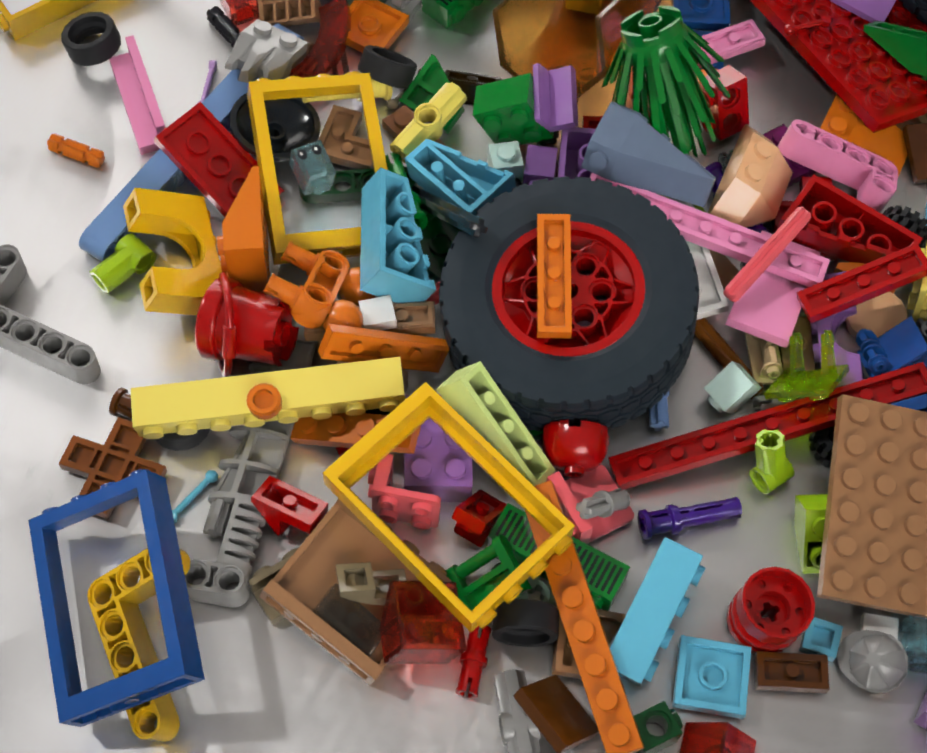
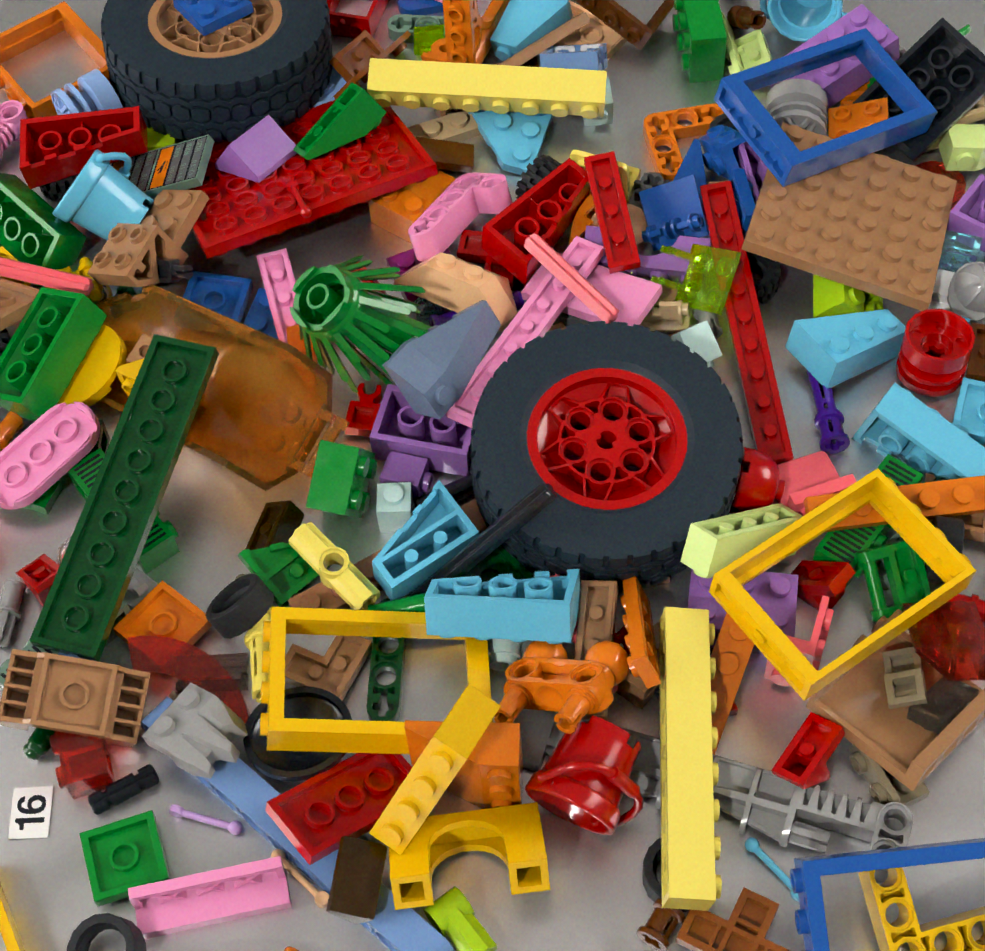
camera: 75 degrees left, 5 degrees down
(144, 172) = (357, 879): none -> dark brown slope
(169, 38) = (123, 857): none -> green plate
(213, 188) = (435, 769): none -> yellow arch
(264, 401) = (704, 748): orange tile -> none
(312, 168) = (398, 677): clear light blue brick -> none
(378, 313) = (594, 629): white tile -> none
(554, 276) = (598, 442): orange plate -> none
(555, 97) = (342, 427): medium lavender panel -> none
(603, 503) = (824, 464): light grey axle -> none
(762, 523) = (845, 344): none -> medium azure wedge
(772, 465) = (777, 324): lime piece -> none

